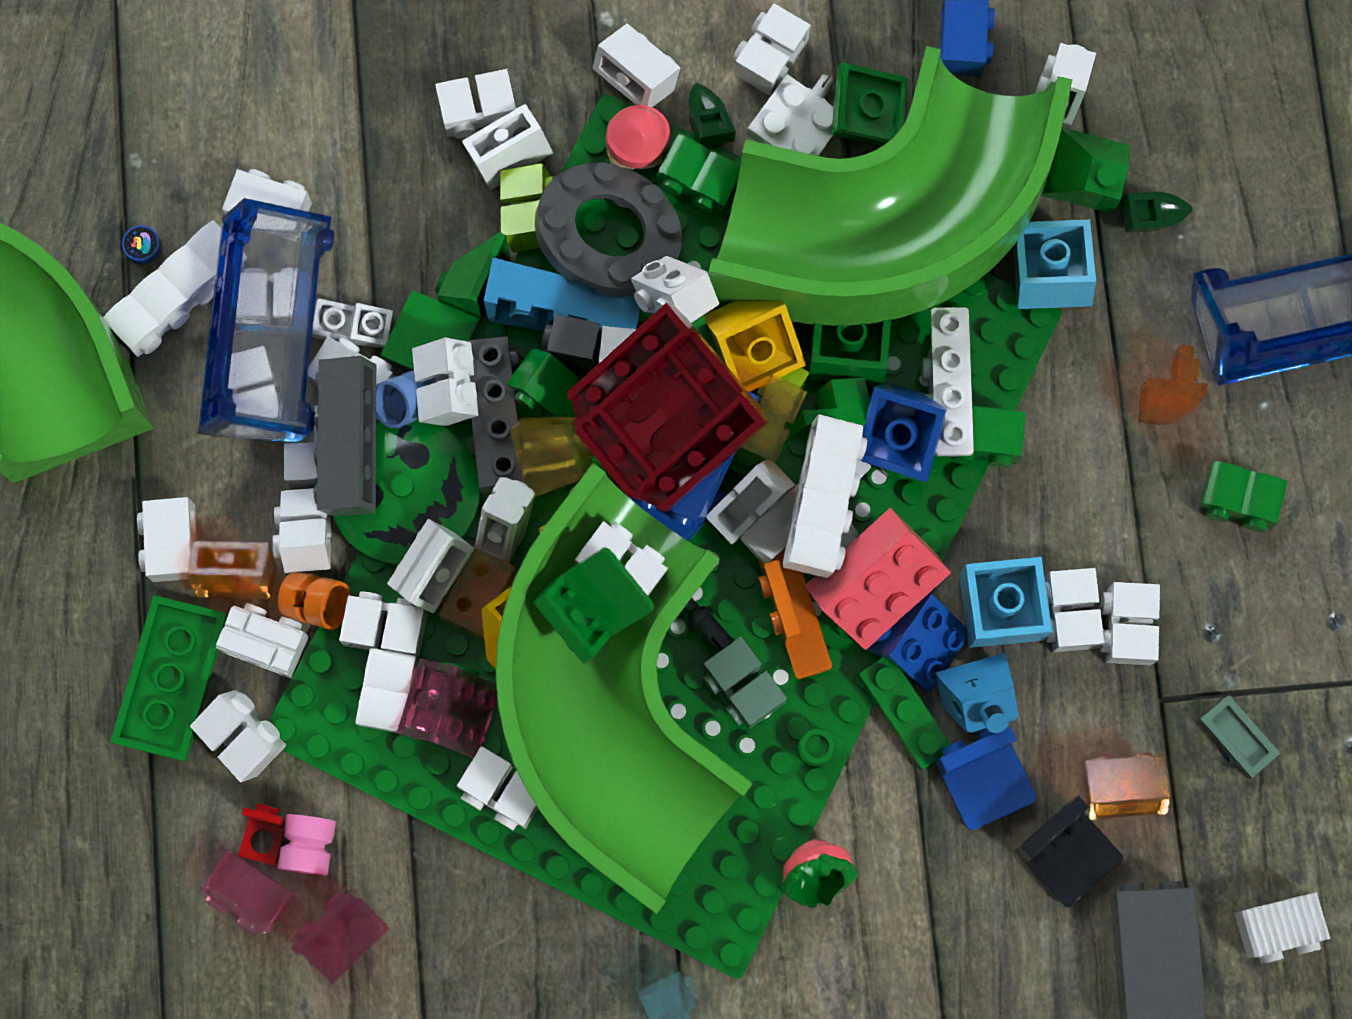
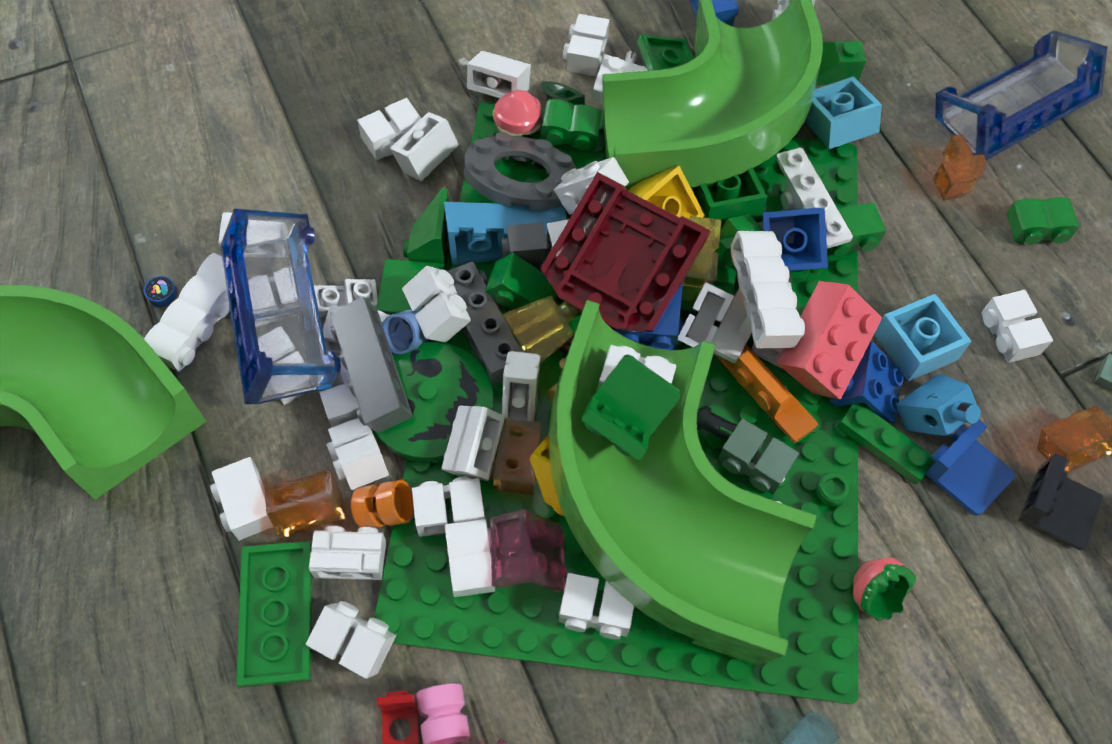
camera: 20 degrees left, 15 degrees down
(523, 190) = (448, 174): lime piece -> none
(1076, 628) = (985, 337): white piece -> none
(1152, 211) = (884, 71): dark green plate -> none

